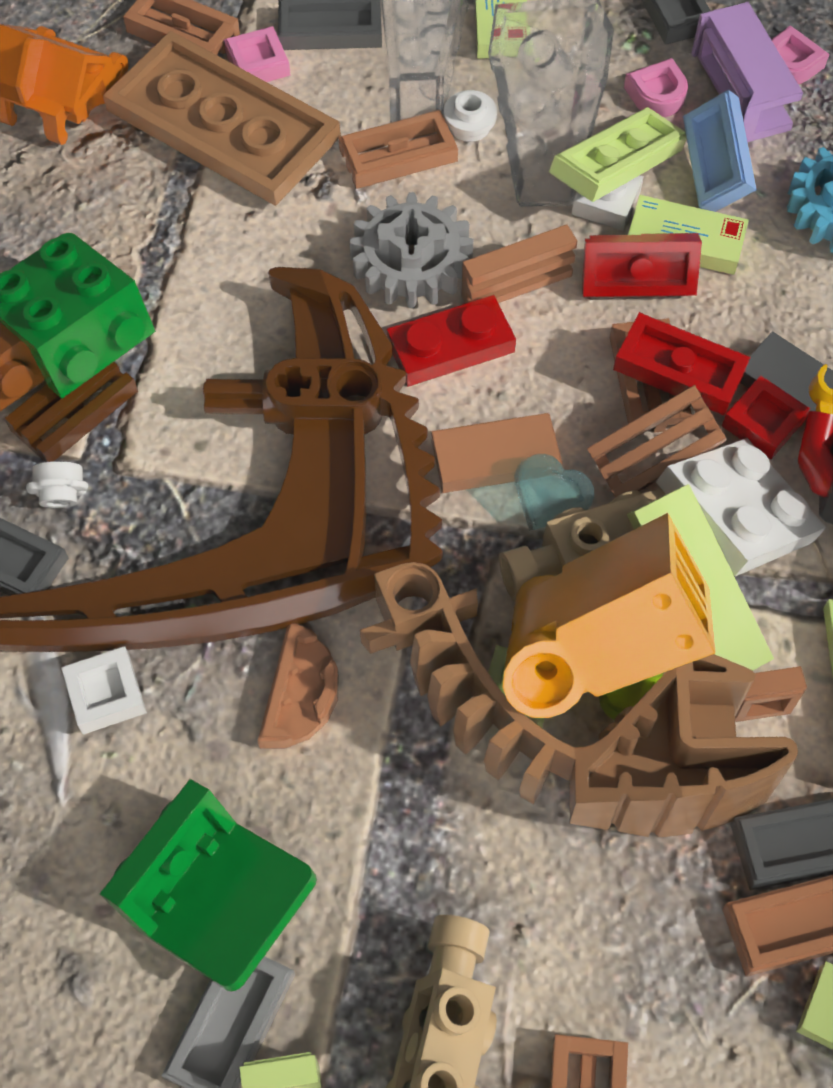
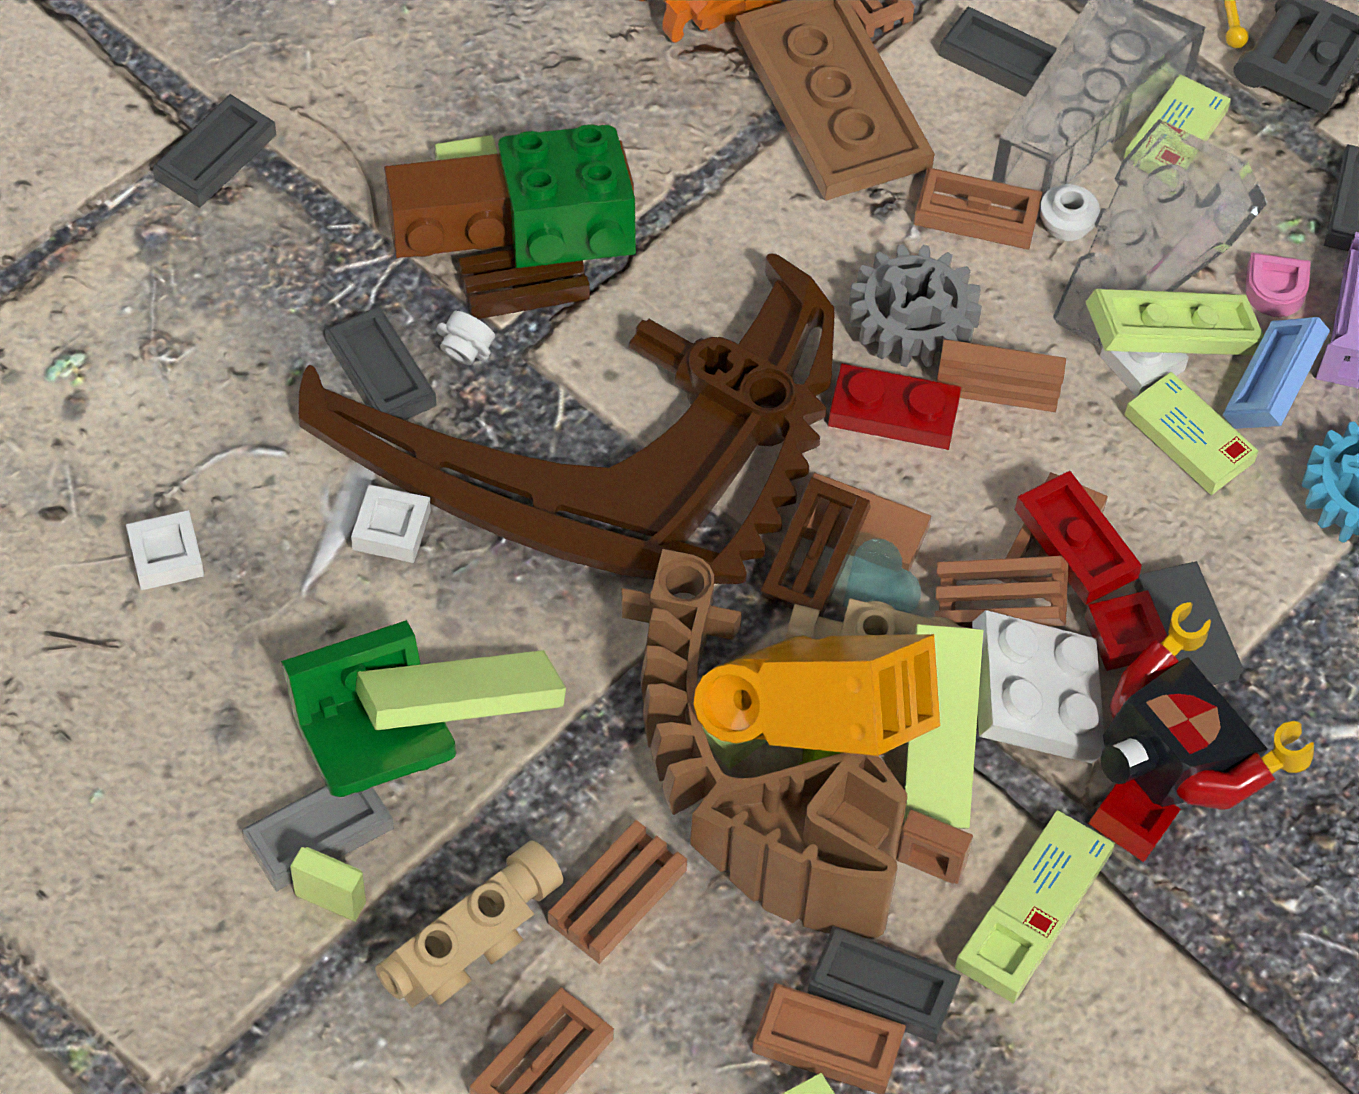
camera: 30 degrees right, 5 degrees down
(259, 54) = (910, 51): bright pink tile -> none
(273, 812) = (459, 689): none -> yellowish green tile
(301, 691) = (551, 618): nougat tile -> none
(488, 545) = (838, 499): none -> reddish brown tile
(539, 847) = (651, 851): none -> nougat tile
(641, 265) = (1116, 434): red plate -> none

